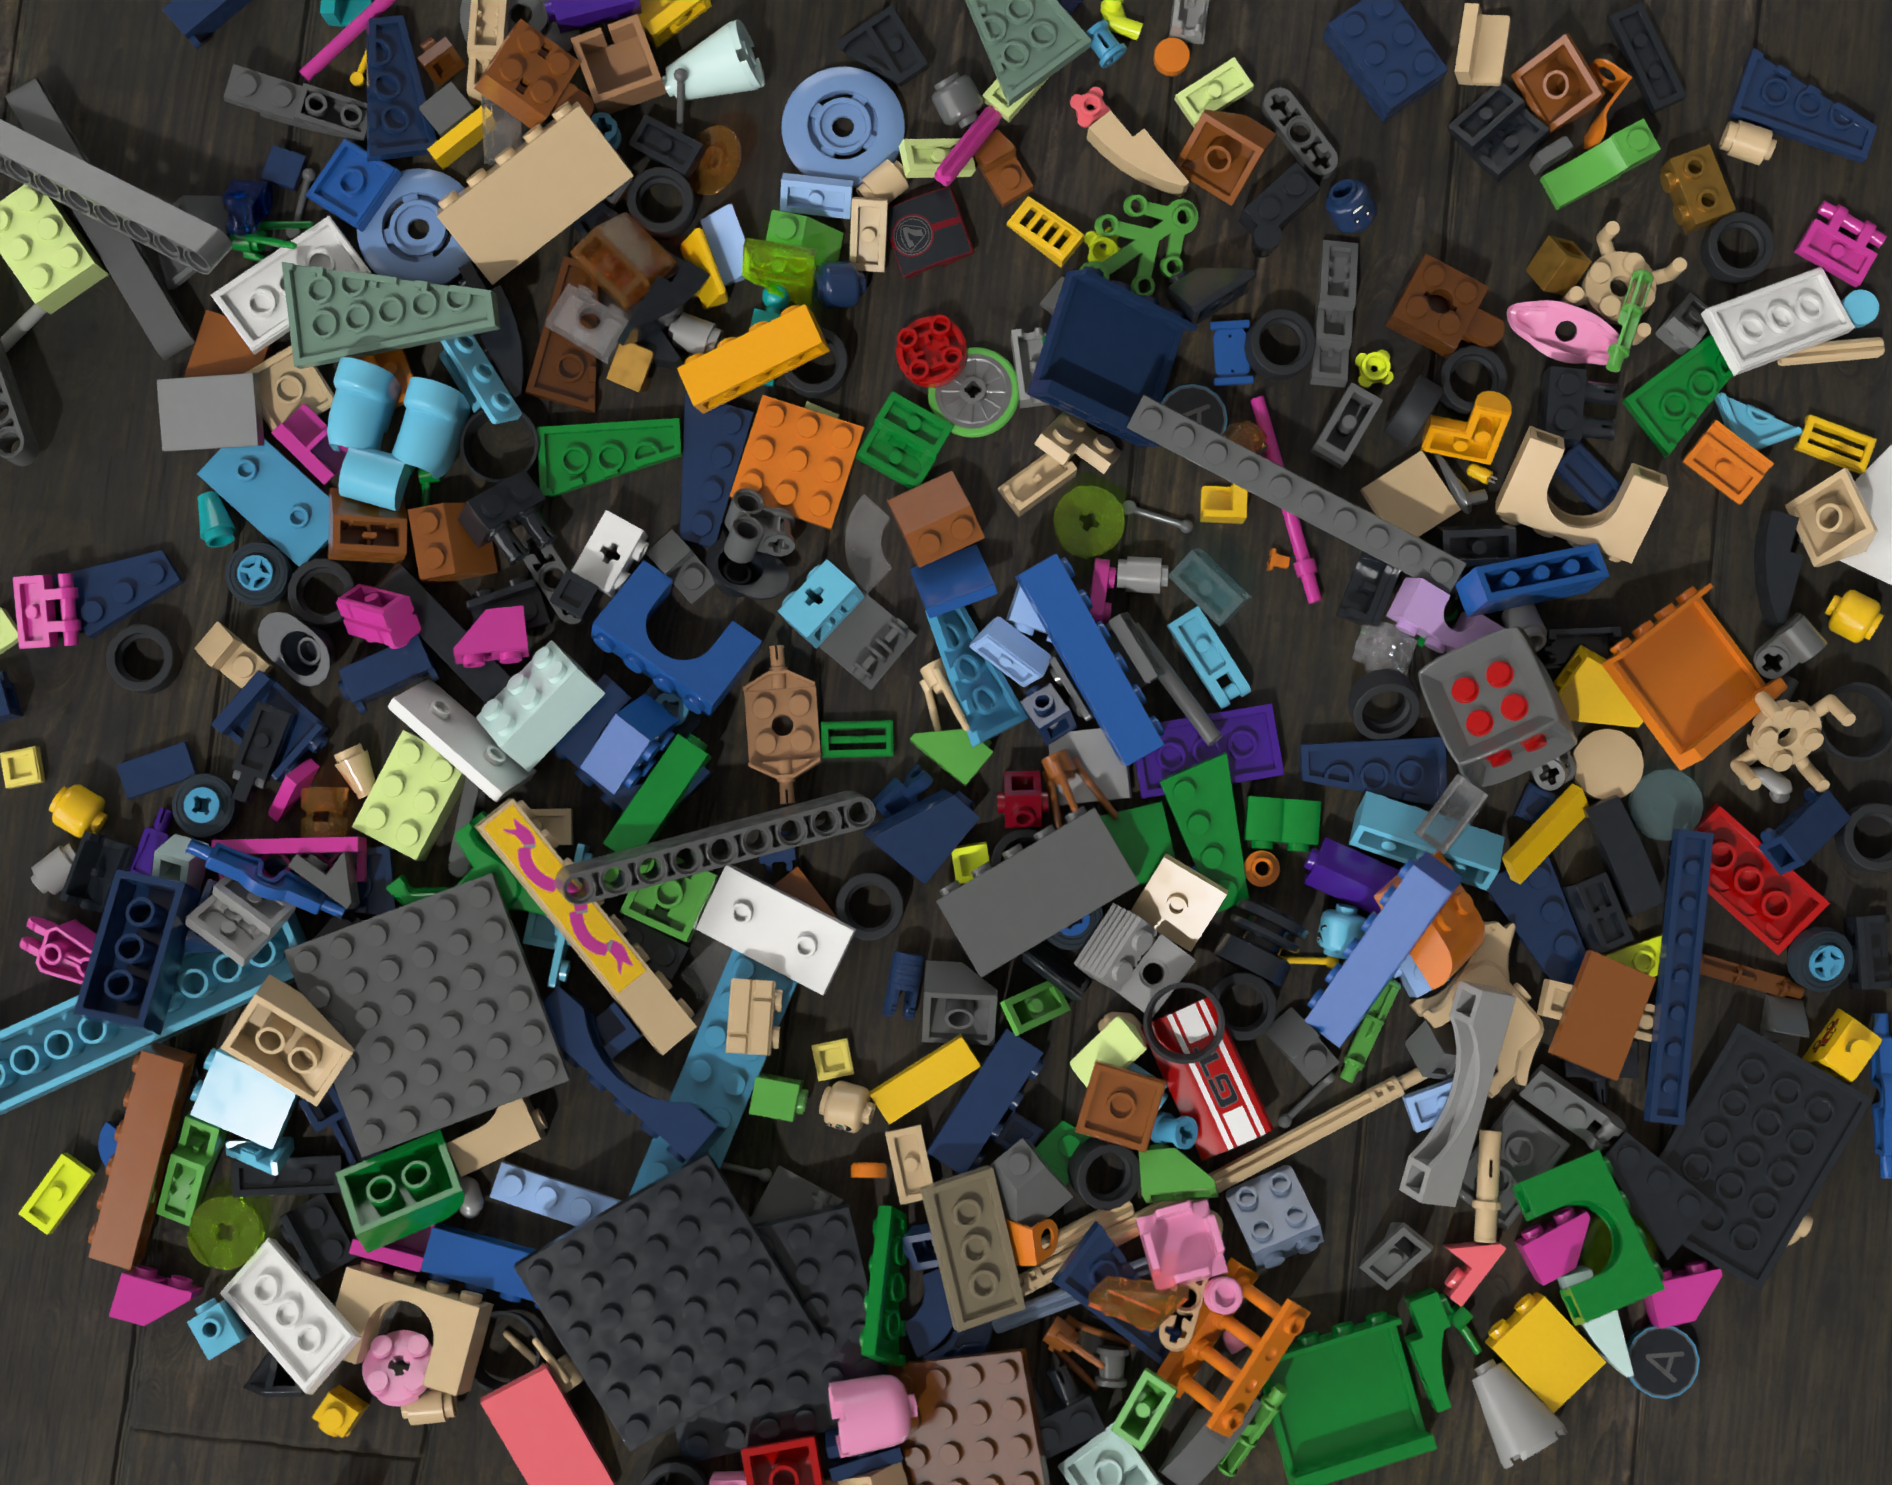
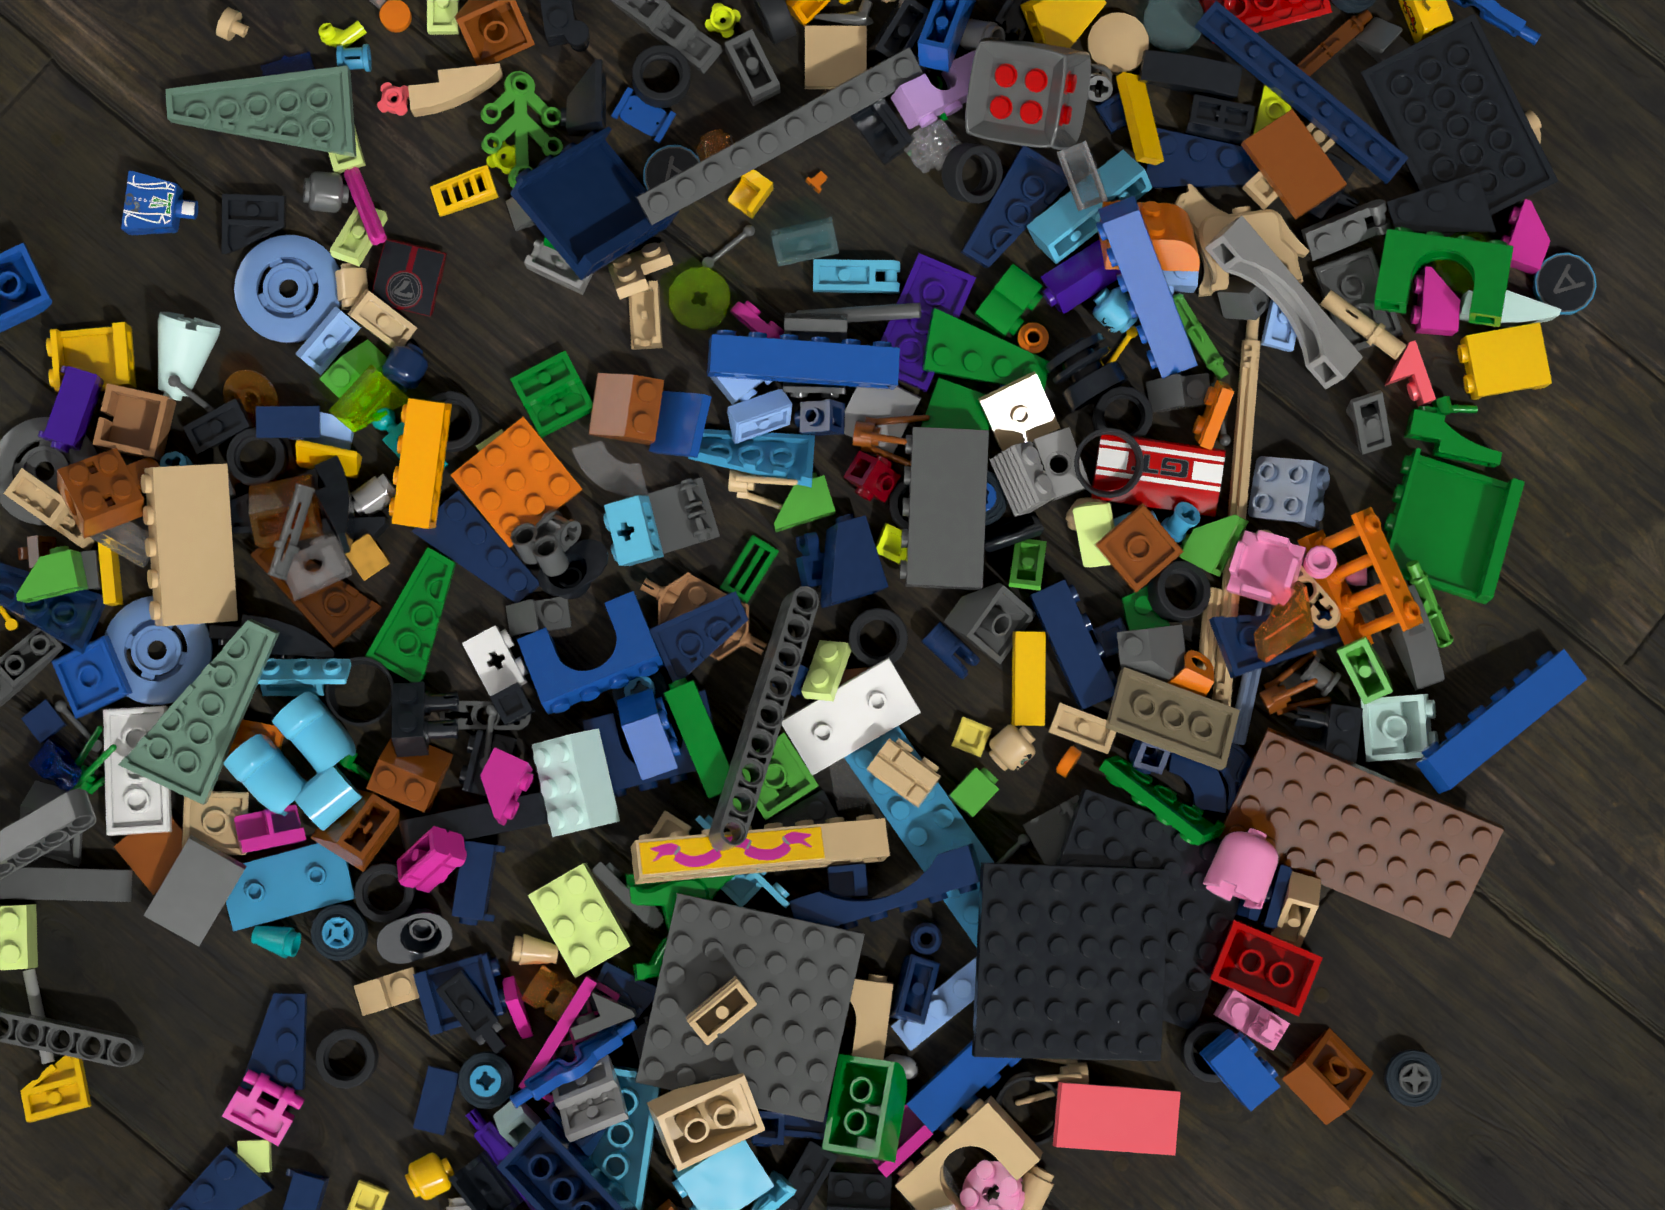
camera: 60 degrees left, 0 degrees up
(400, 989) = (721, 1010): none -> tan brick
(421, 84) = (54, 576): none -> bright green slope
(459, 739) = (562, 857): white plate -> none
(534, 594) = (491, 711): none -> dark grey hinge
(550, 1162) = (914, 989): none -> dark blue slope
(561, 289) = (279, 568): none -> dark grey pin
(600, 1149) = (926, 948): none -> dark blue plate
(712, 208) = (288, 422): none -> dark blue tile
(759, 729) = (697, 634): none -> dark blue wing
(804, 877) = (826, 670): none -> yellowish green plate
(931, 351) = (499, 331): red tile -> none
(990, 407) = (529, 321): flat silver wheel -> none
(1001, 169) = (397, 192): dark orange slope -> none
(1142, 574) = (764, 284): light grey brick -> none
(1290, 1097) = (1208, 425): none -> orange plate
(1305, 566) = (834, 163): dark pink bar -> none
(1514, 1414) = (1534, 411): light grey cone -> none

